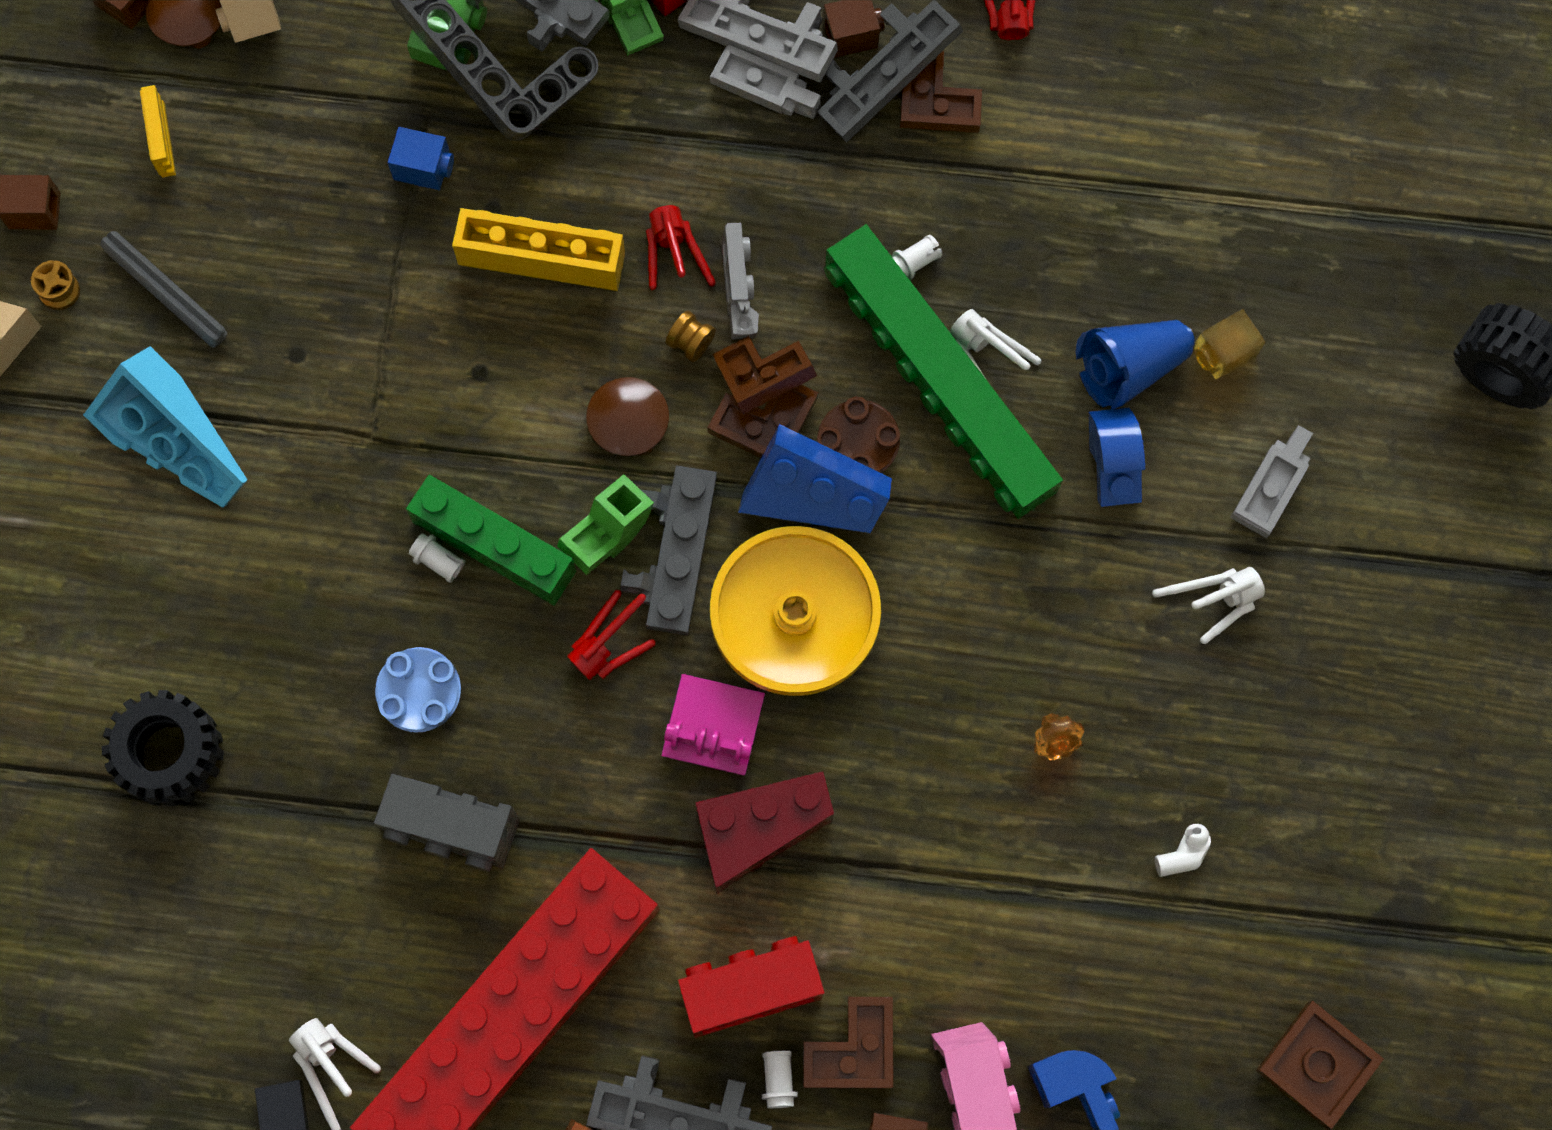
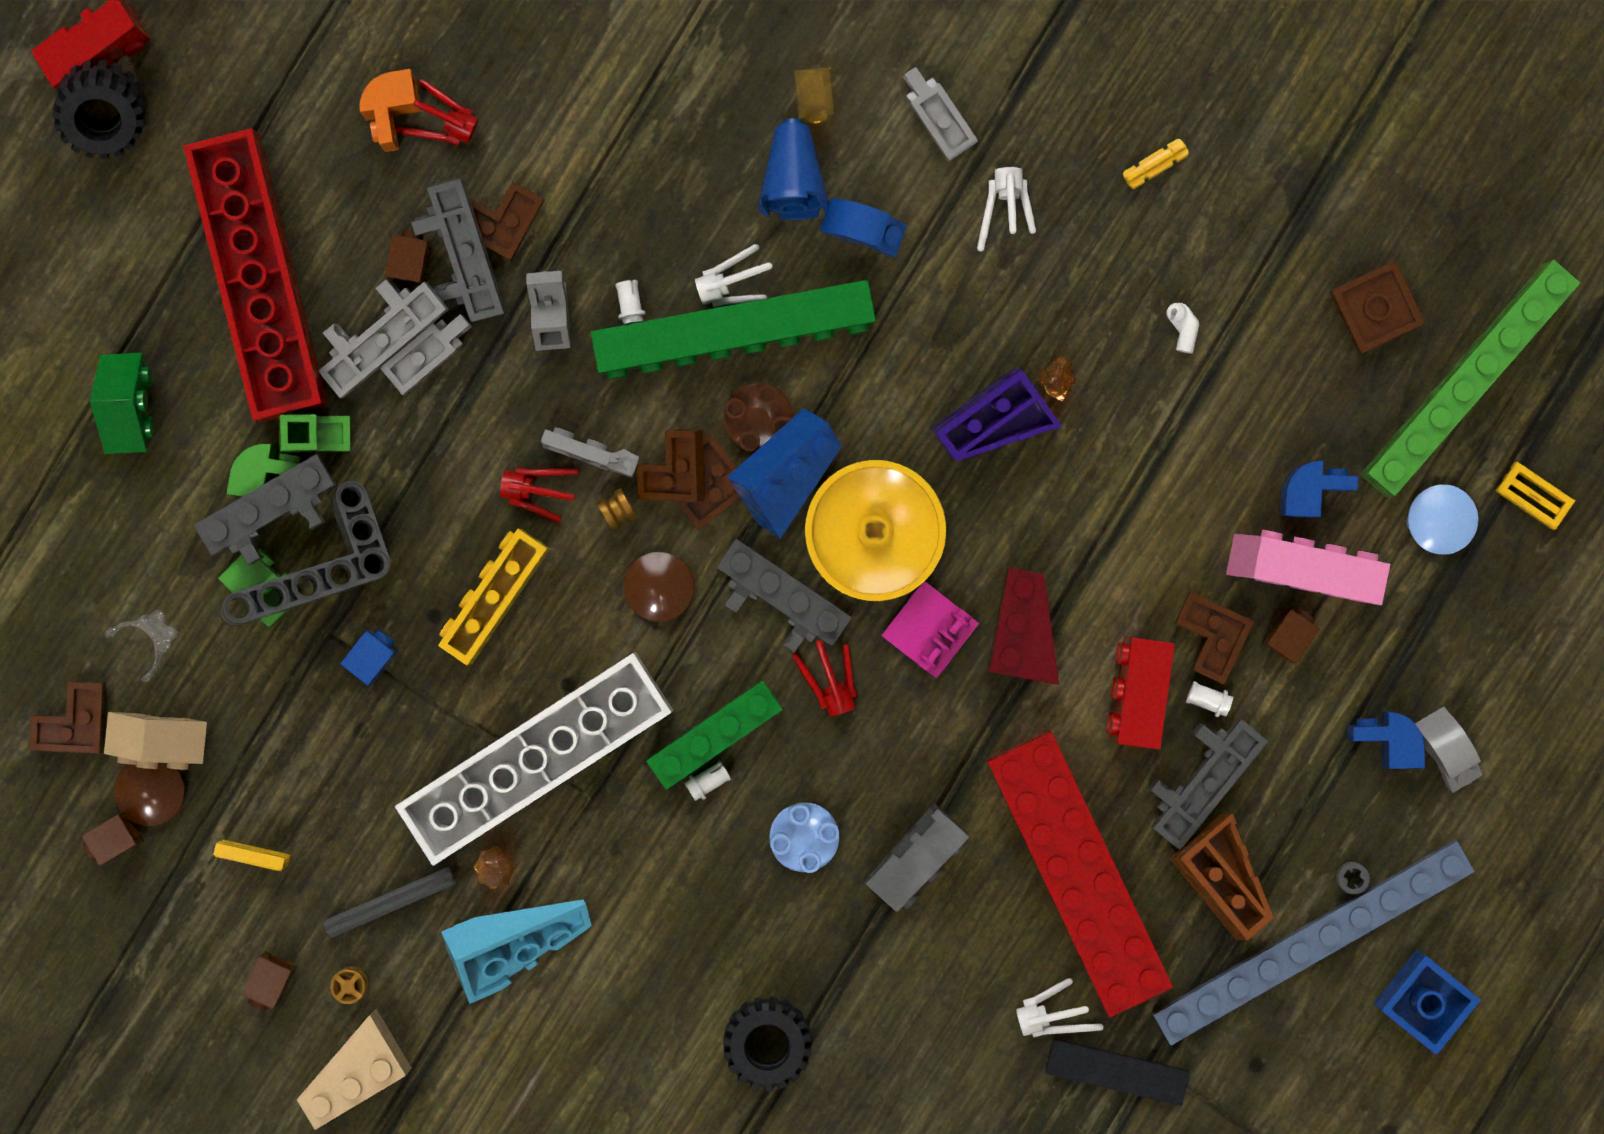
camera: 60 degrees left, 15 degrees up
(244, 376) = (494, 868): none -> clear orange piece
(383, 363) = (534, 758): none -> white brick
(609, 527) = (745, 643): bright green brick -> none
(868, 181) = (549, 310): none -> light grey brick
(982, 685) = (995, 417): none -> dark purple wedge
(1346, 739) = (1155, 163): none -> yellow axle

